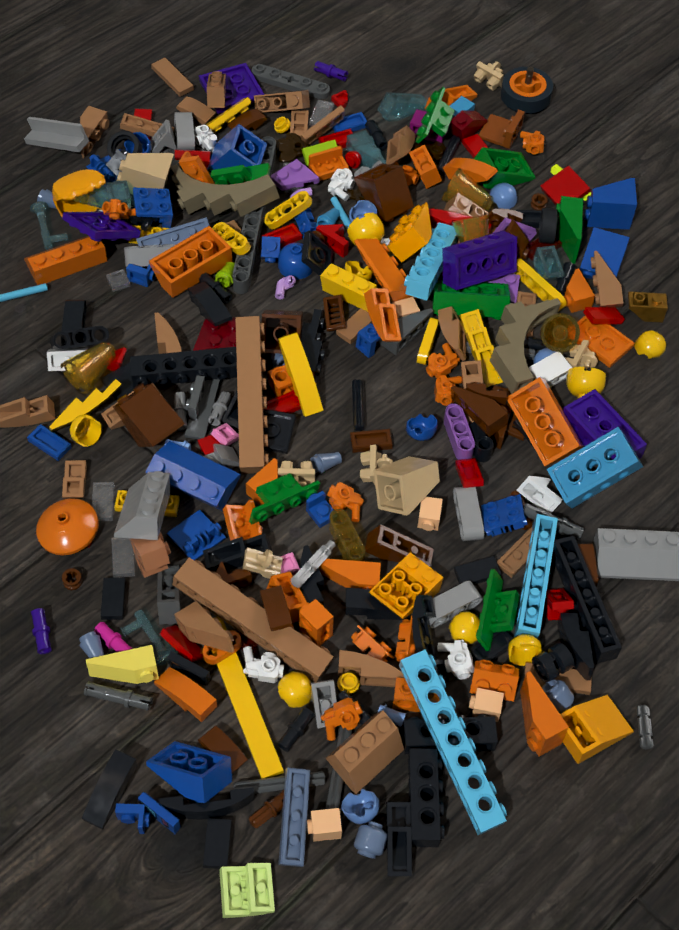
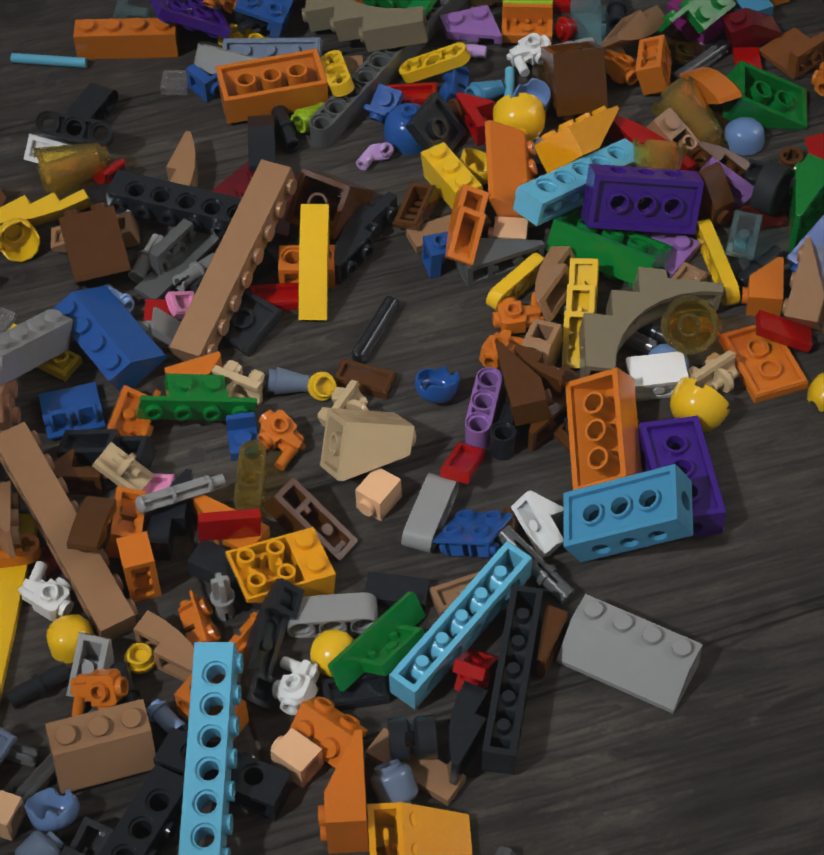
camera: 30 degrees right, 5 degrees down
(350, 455) = (321, 386): none -> yellow plate
(361, 572) = (229, 524): none -> red tile
(380, 621) = (222, 597): none -> light grey axle
(523, 649) = (386, 703): yellow hair -> none

